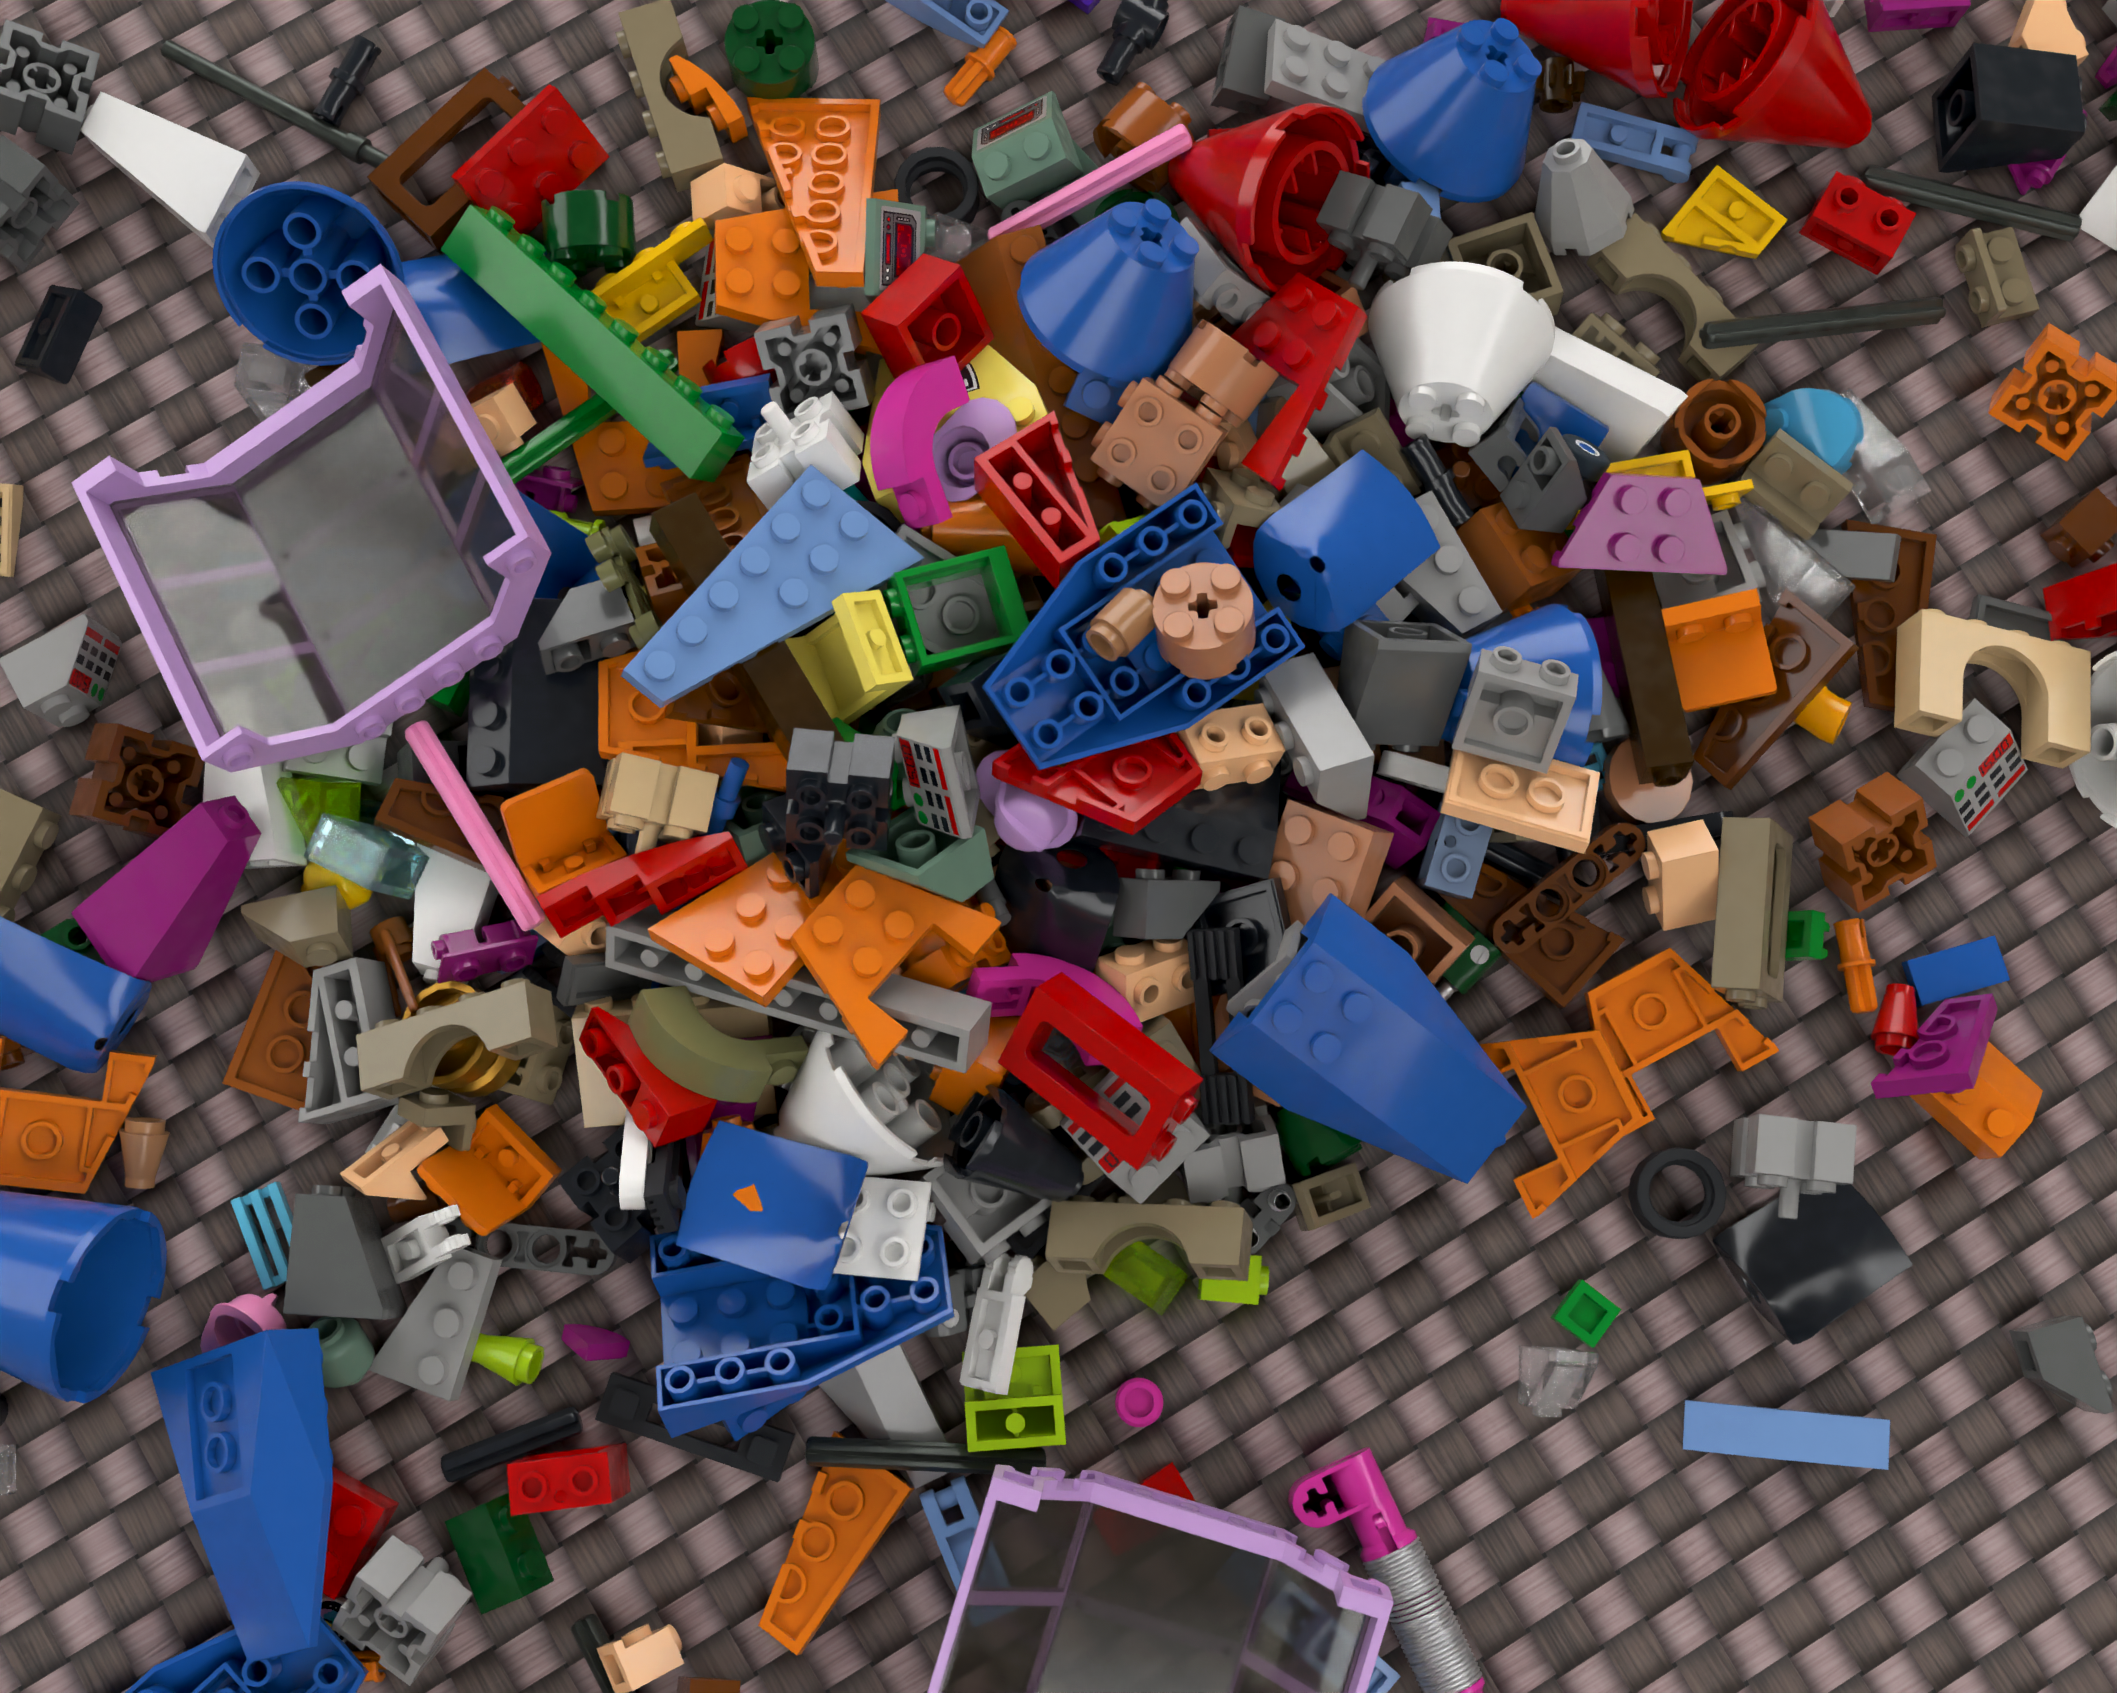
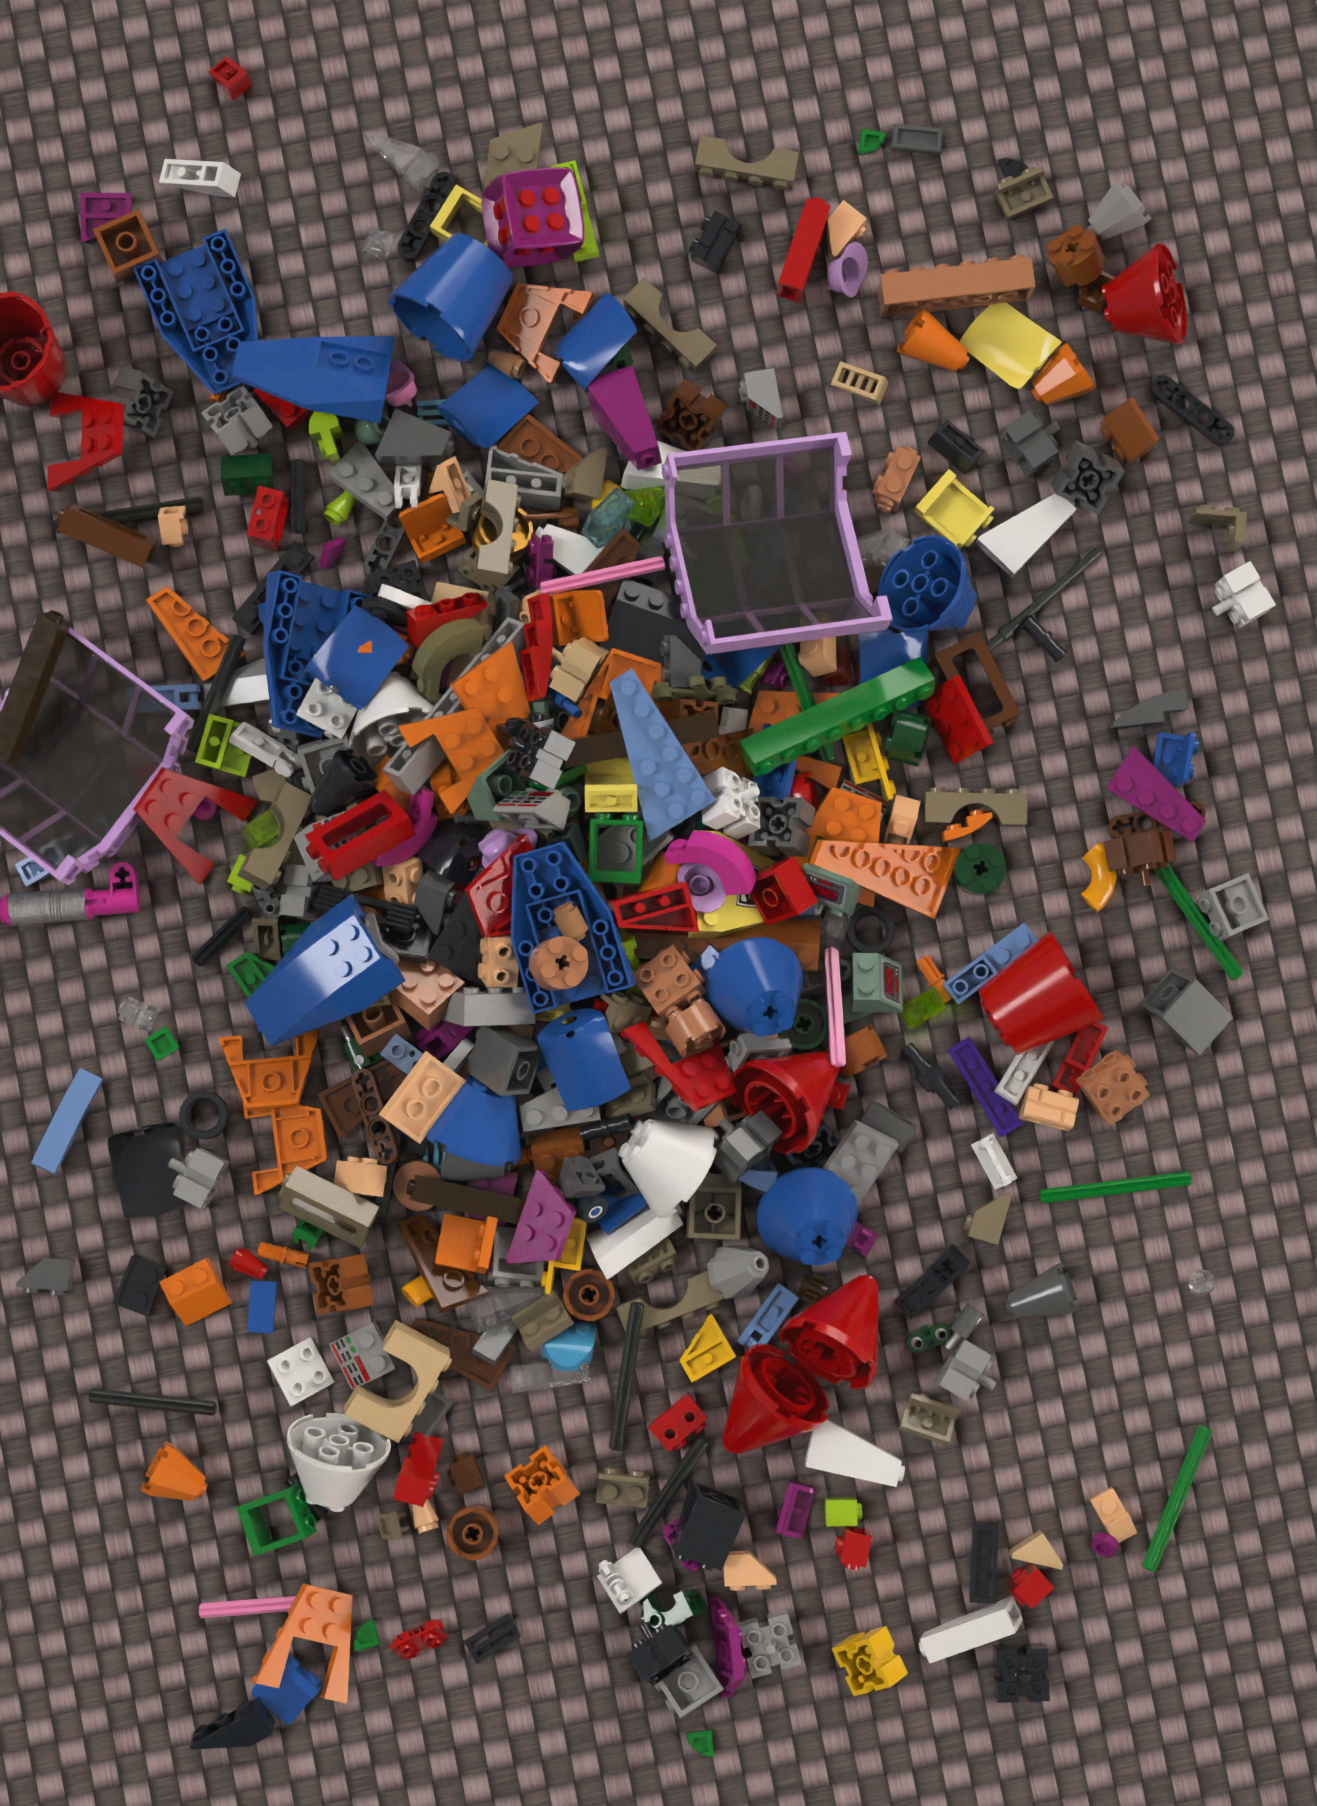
camera: 115 degrees right, 5 degrees up
(141, 399) = (893, 485): none -> nougat brick
(169, 297) = (954, 511): none -> light yellow panel
(235, 1156) = (487, 407): none -> blue piece
(372, 1434) = (324, 430): none -> lime brick
(1029, 64) = (922, 1007): none -> clear neon green slope
(1157, 1456) = (171, 802): none -> red wing
(1354, 1281) = (212, 945): none -> black axle
(1401, 1197) = (249, 972): none -> green wing
(1516, 709) = (462, 1107): light grey plate -> none
(1946, 1053) = (220, 1275): magenta wing -> none
(2008, 1196) = (140, 1285): none -> black plate
(2038, 864) = (300, 1371): none -> white hinge

